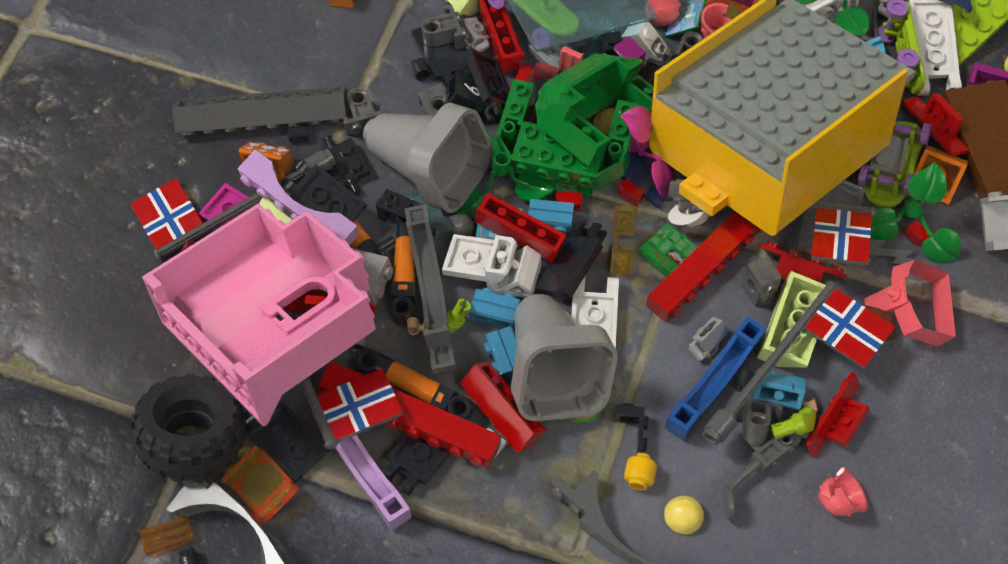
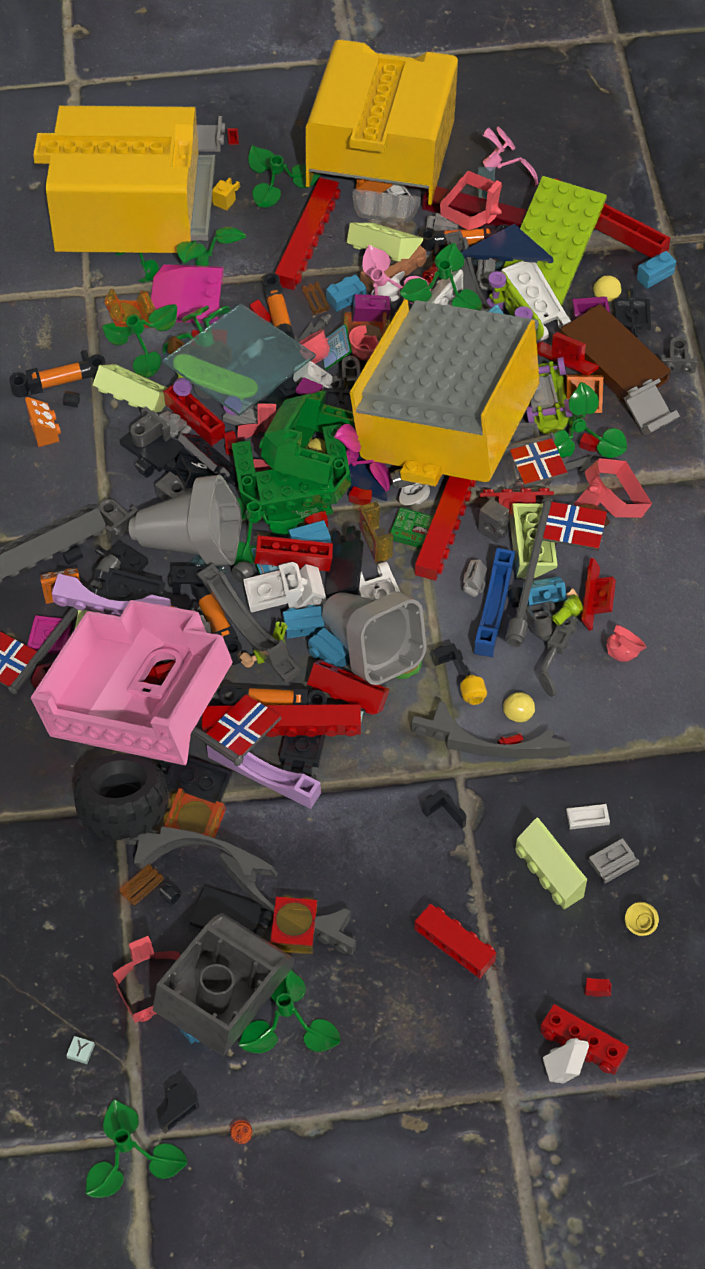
camera: 25 degrees left, 5 degrees down
(652, 553) = (515, 739): none -> red pin

